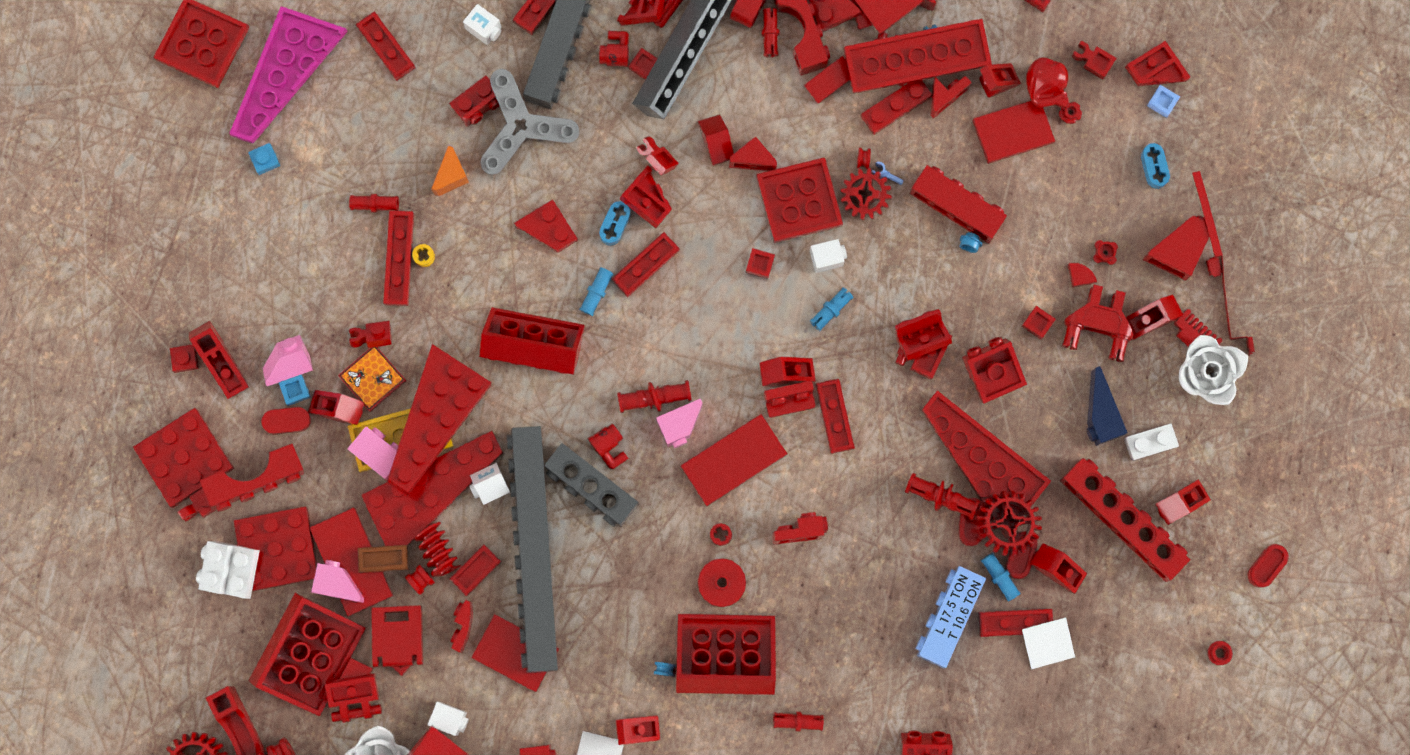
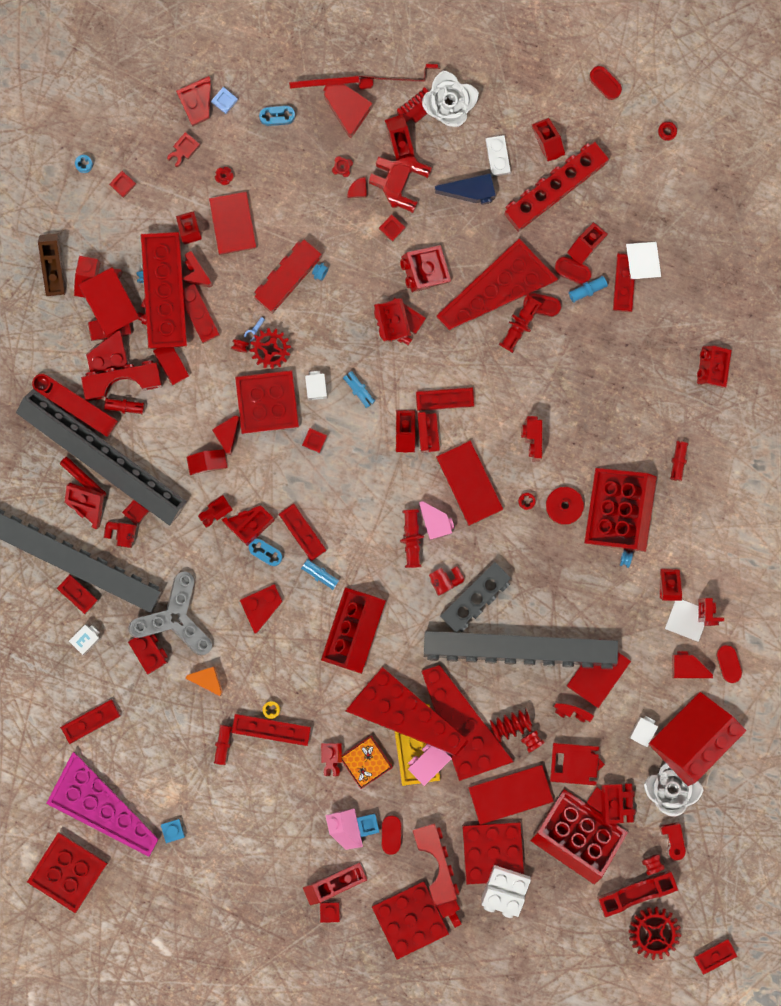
camera: 80 degrees left, 5 degrees up
(335, 582) = (527, 807): bright pink slope -> none
(336, 407) = (386, 793): red slope -> none
(383, 559) = (512, 768): dark orange tile -> none
(475, 570) = (530, 697): red tile -> none
(488, 484) = (464, 678): white brick -> none
(951, 617) = (614, 331): light blue brick -> none
(1010, 534) = (557, 276): red gear -> none
(1047, 83) = (200, 191): red piece -> none

